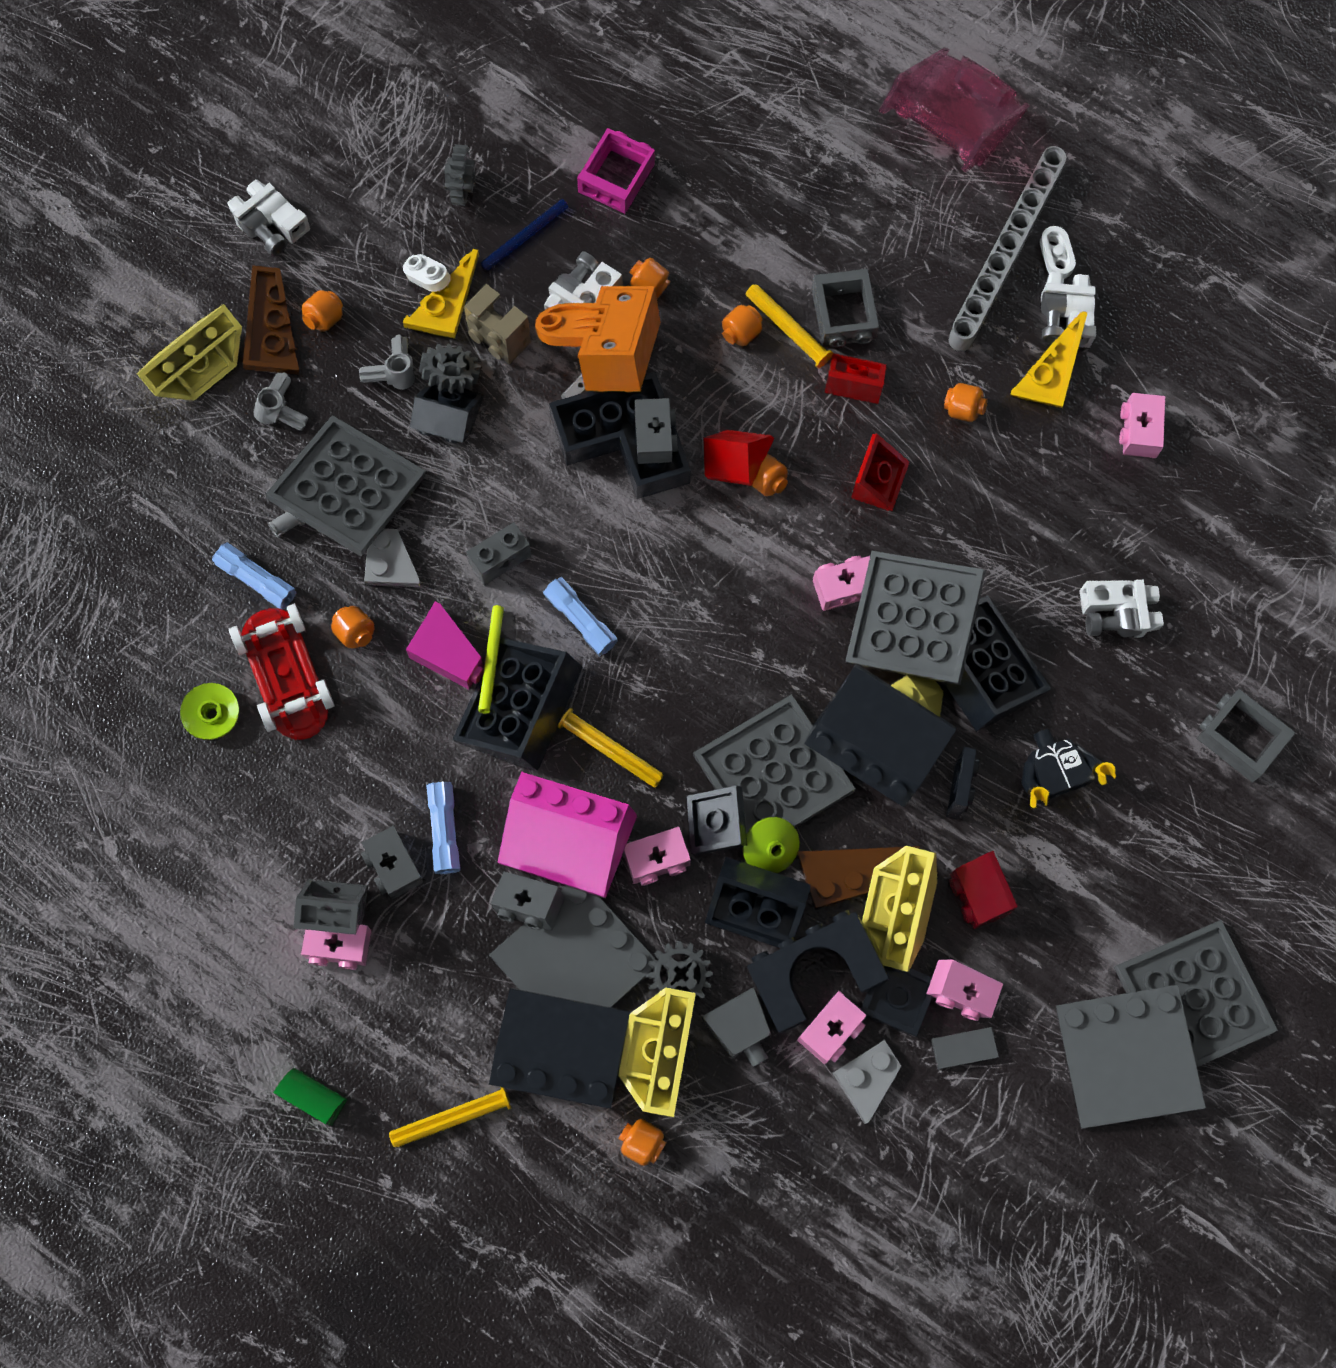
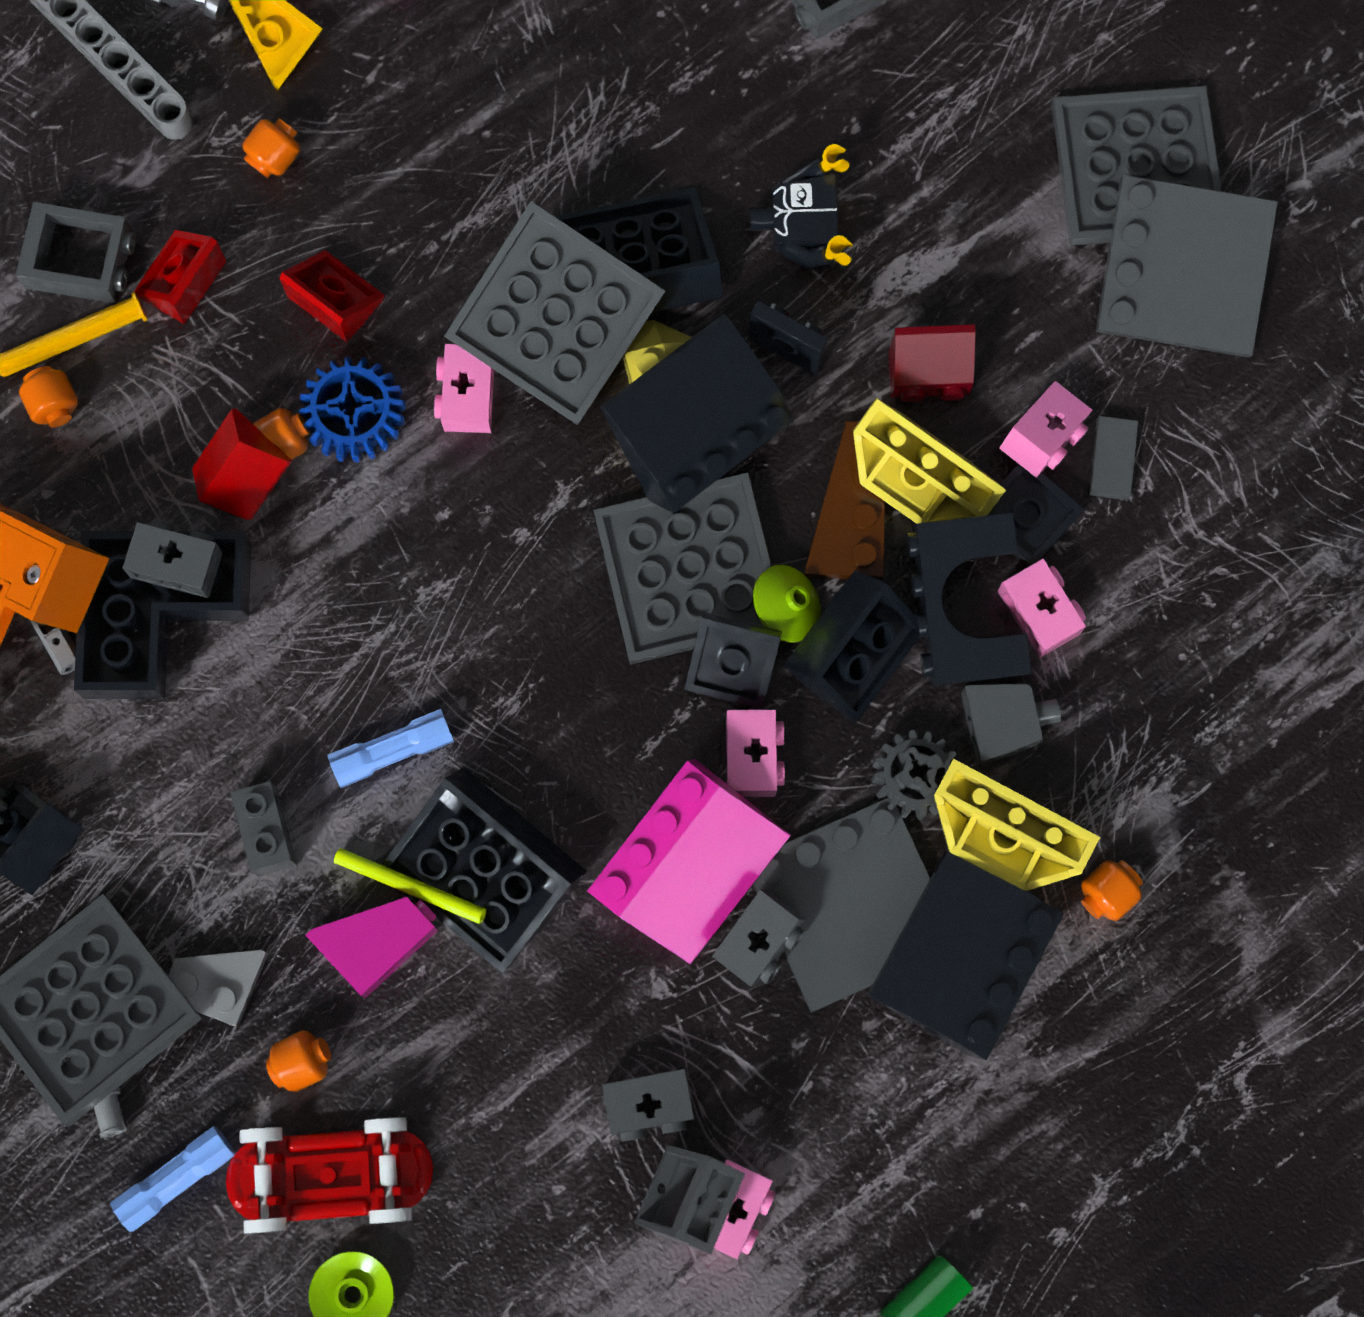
camera: 70 degrees left, 5 degrees up
(443, 828) = (620, 1020): light blue axle -> none
(450, 1118) = (1006, 1127): yellow axle -> none
(610, 748) = (587, 766): yellow axle -> none
(822, 503) = (367, 409): none -> blue gear
(868, 1079) = (1115, 586): light grey wing -> none
(1129, 604) = (622, 50): white hips -> none

